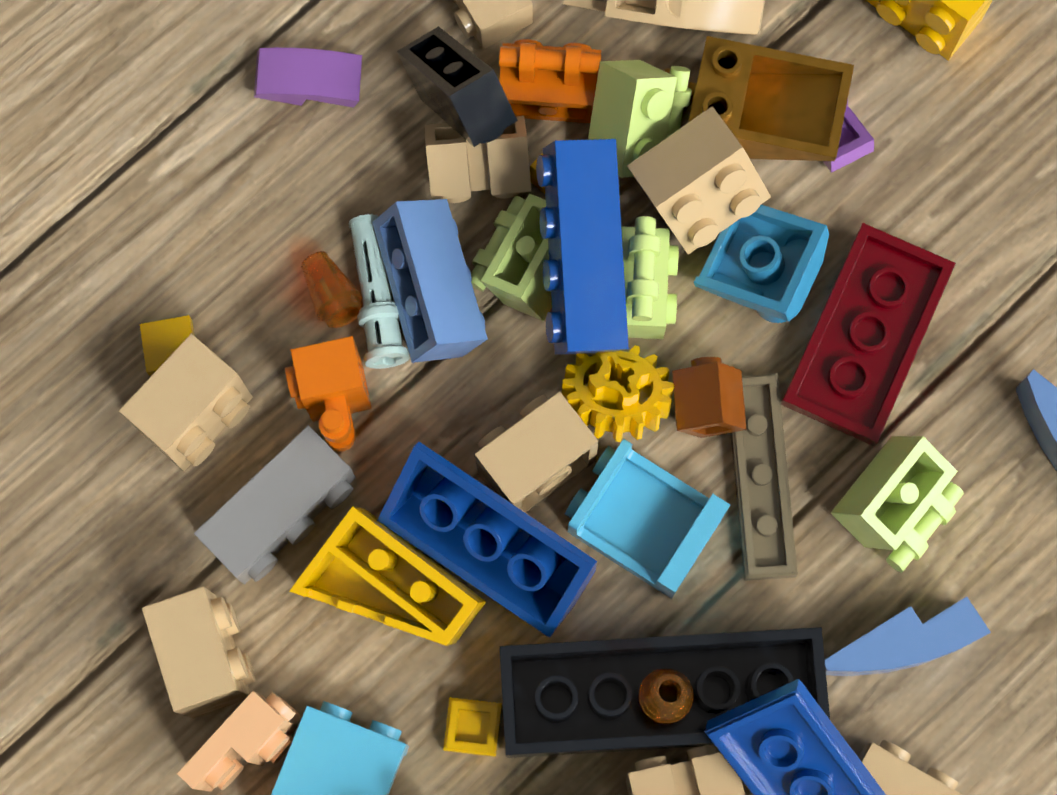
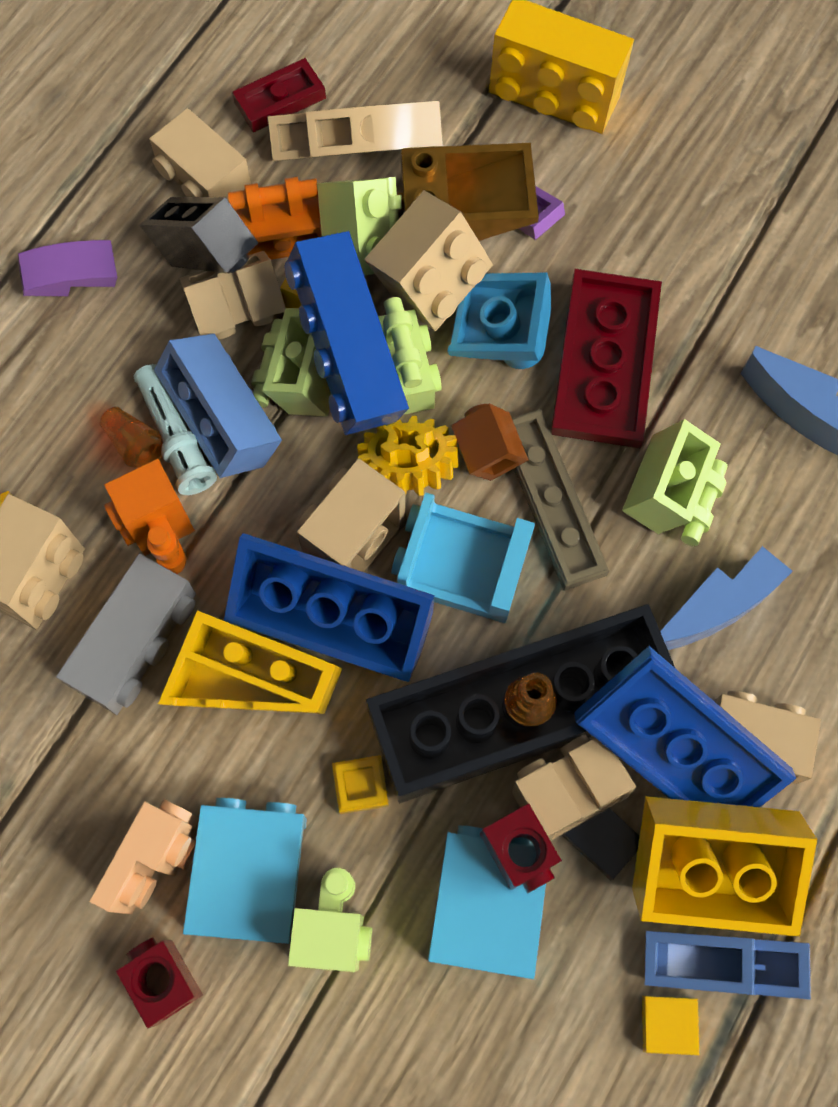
camera: 20 degrees left, 5 degrees down
(199, 652) = (84, 783): tan brick -> none

